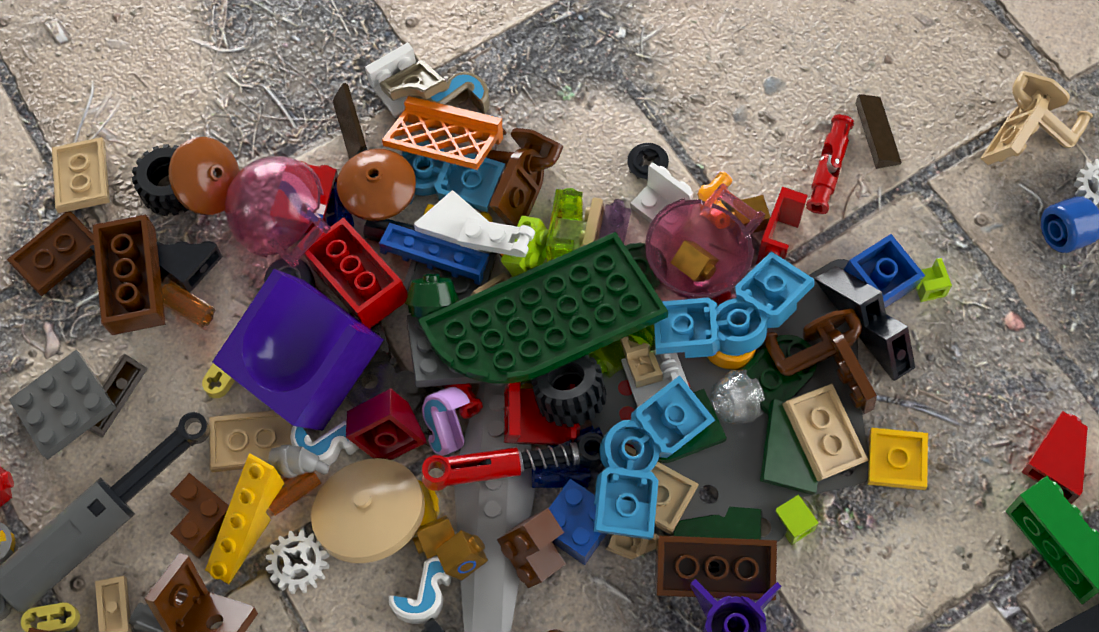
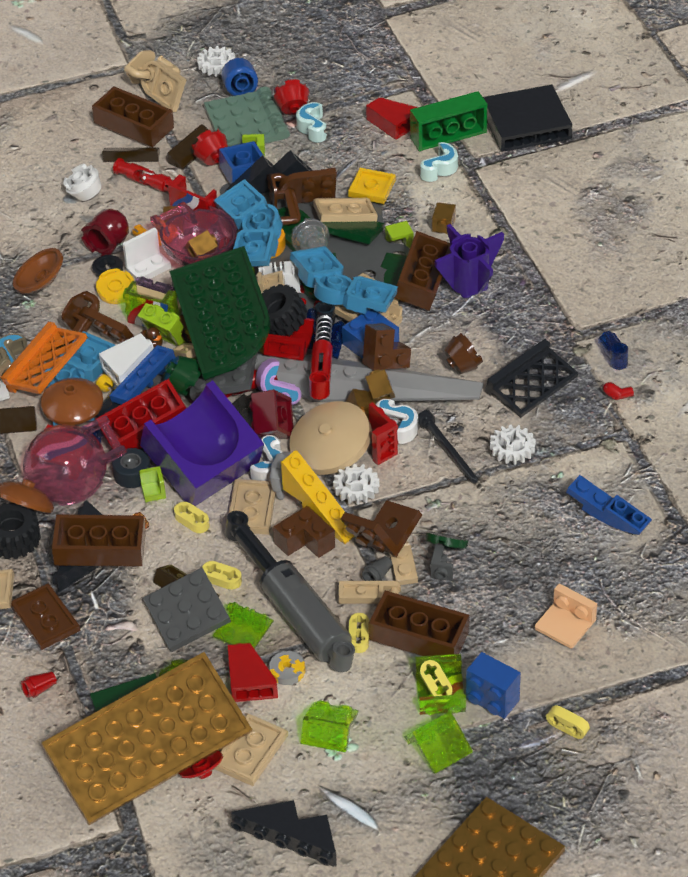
camera: 80 degrees left, 20 degrees down
(49, 480) = (245, 626): none -> clear neon green hinge
(126, 430) = (222, 574): none -> light yellow beam
(381, 585) = (383, 435): none -> red bracket
(496, 237) = (153, 325): white plate -> none
(605, 84) = (38, 271): none -> dark orange dish
(611, 179) = (112, 285): none -> yellow tile
(701, 141) = (105, 231): none -> dark red tile
(786, 88) = (83, 182): none -> white cone
(850, 576) = (442, 216): none -> pearl gold brick
(904, 224) = (208, 146): none -> red cone
(911, 201) = (182, 153): none -> dark brown slope
(941, 112) = (133, 116): none -> reddish brown brick
(970, 551) = (442, 165): none -> light aqua animal
(995, 254) = (247, 114): none -> sand green hinge
(1011, 332) = (309, 122): none -> light aqua animal
(1047, 304) = (291, 96): none -> red cone

